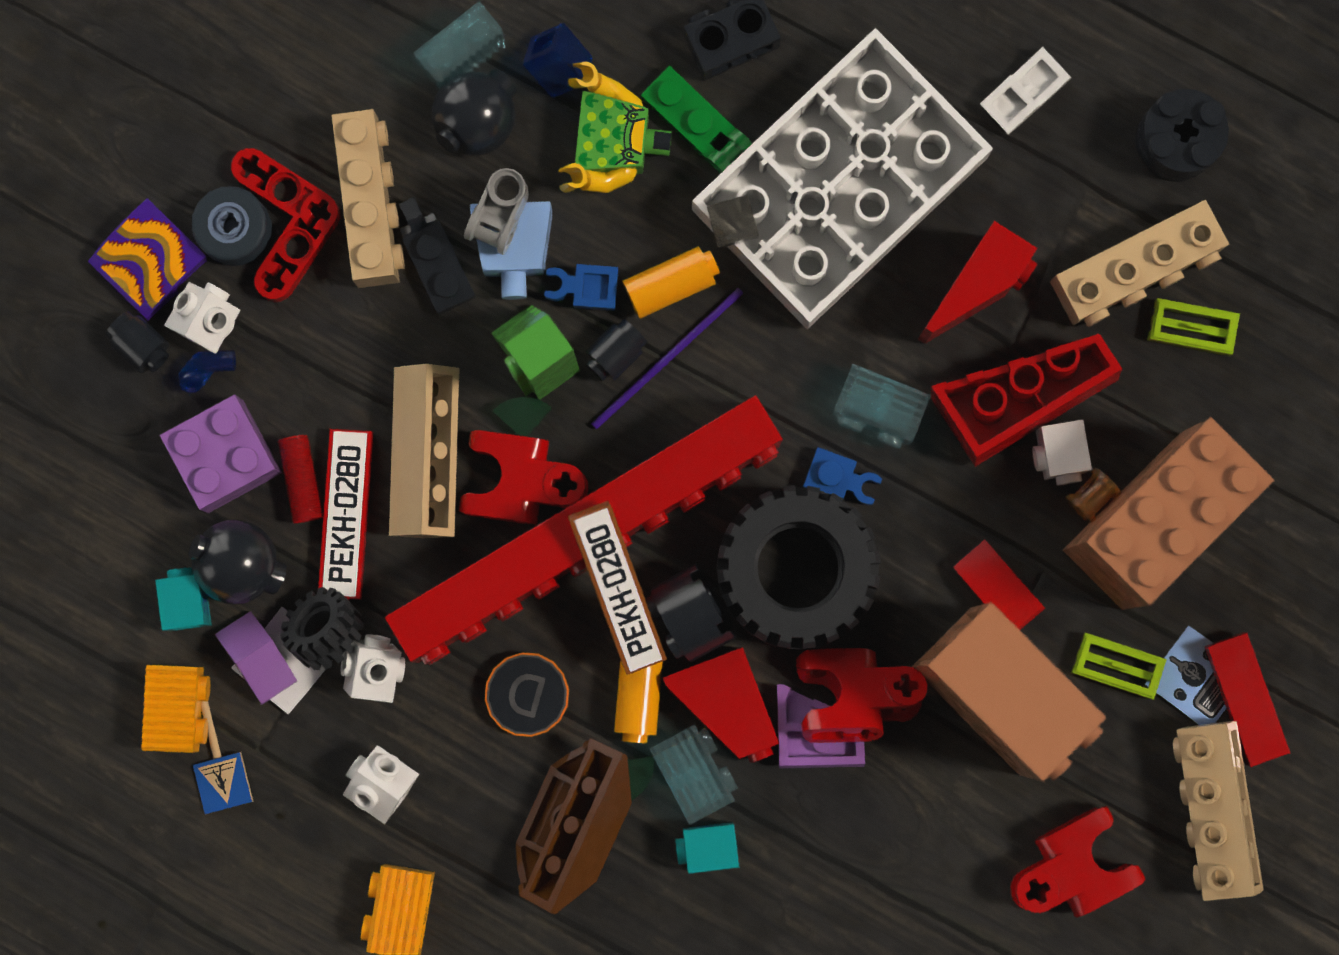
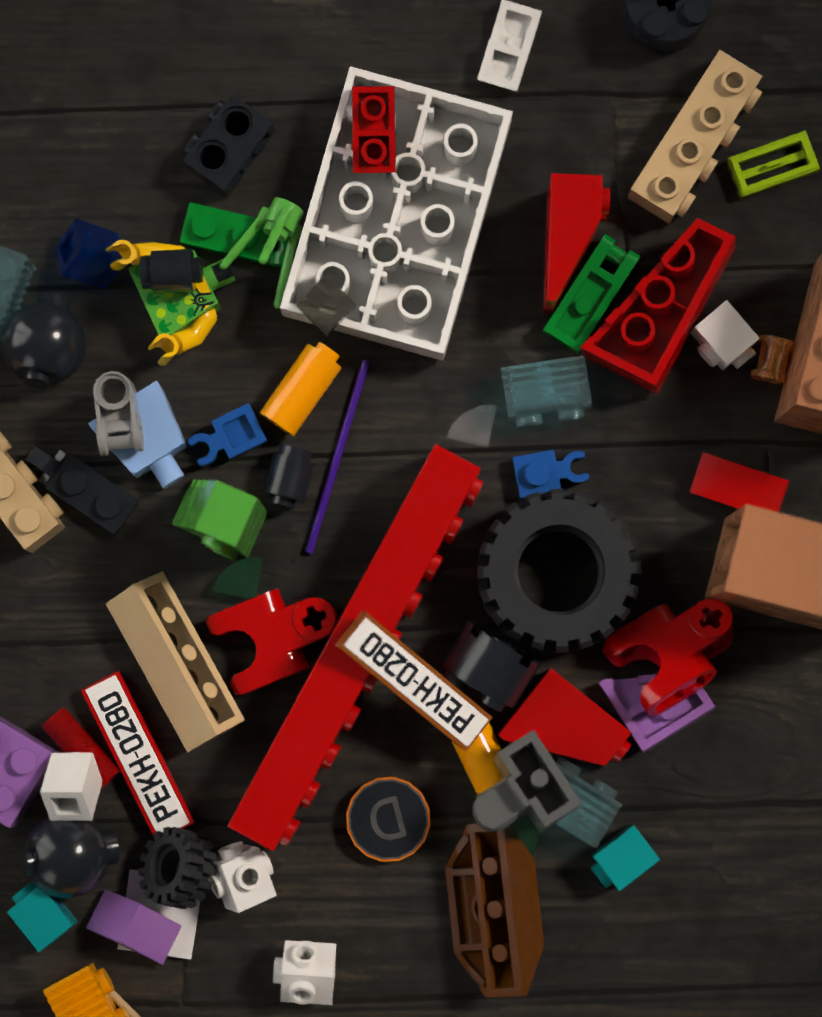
camera: 30 degrees left, 0 degrees up
(272, 505) = (71, 786): none -> white brick
(617, 114) = (171, 271): none -> black brick
(662, 737) = (529, 787): none -> dark grey brick
(736, 128) = (280, 222): none -> bright green plant
(800, 401) = (474, 426): none -> clear tile
(863, 94) = (373, 129): none -> red slope
(967, 347) = (590, 295): none -> green plate

